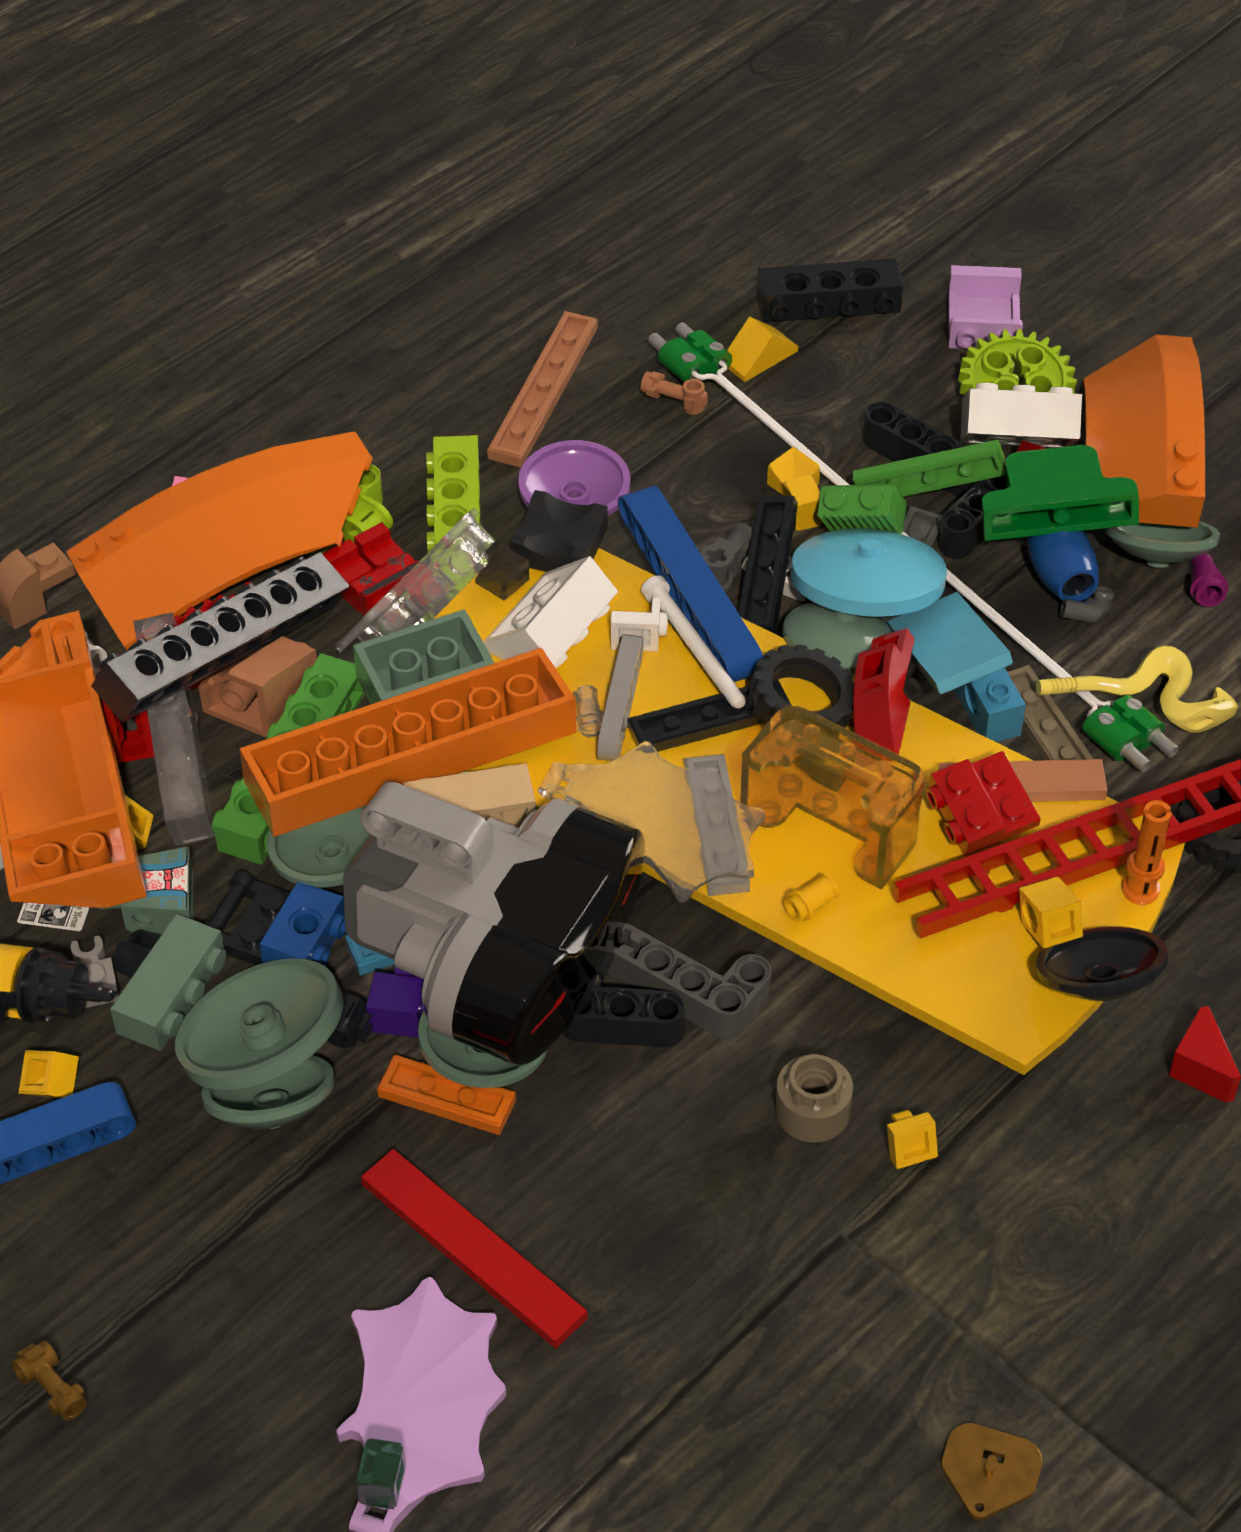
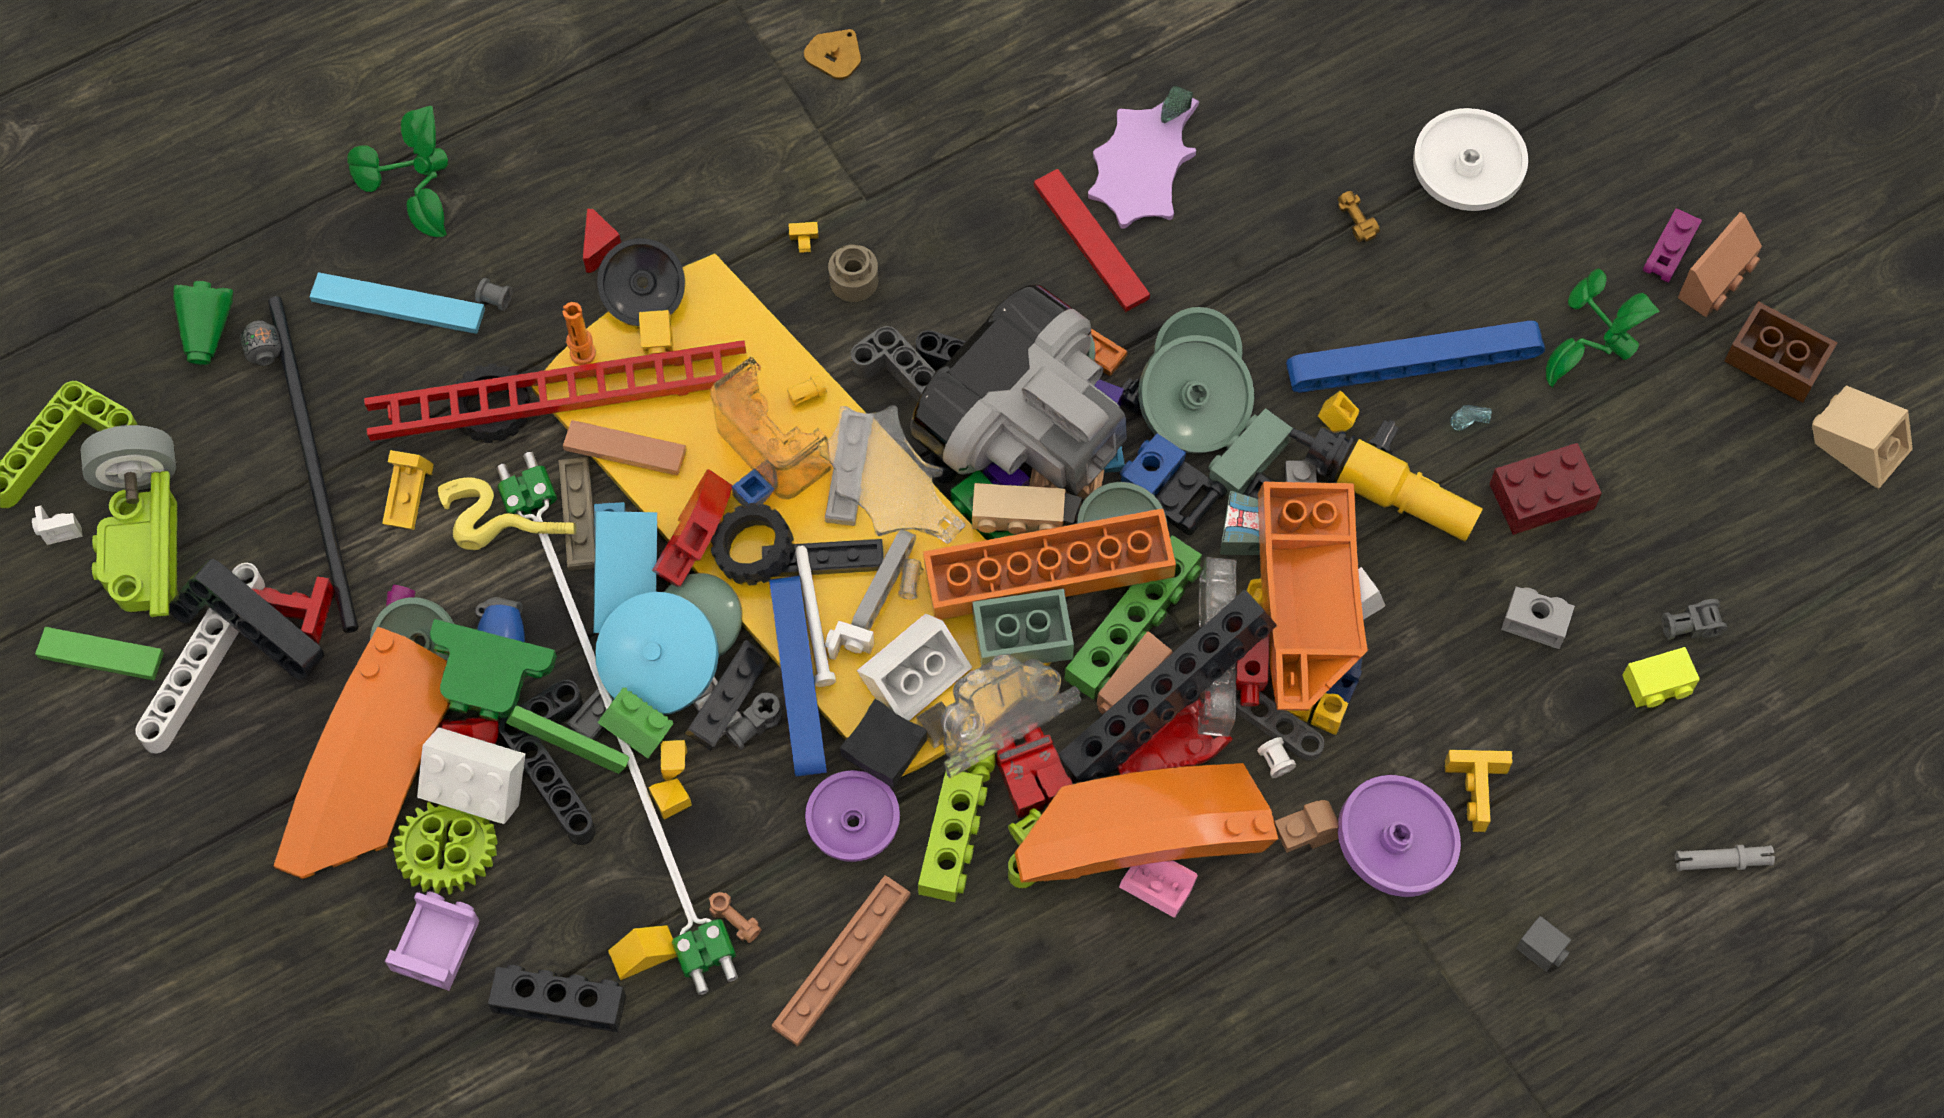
camera: 165 degrees left, 15 degrees up
(981, 802) = (664, 425): red plate -> none

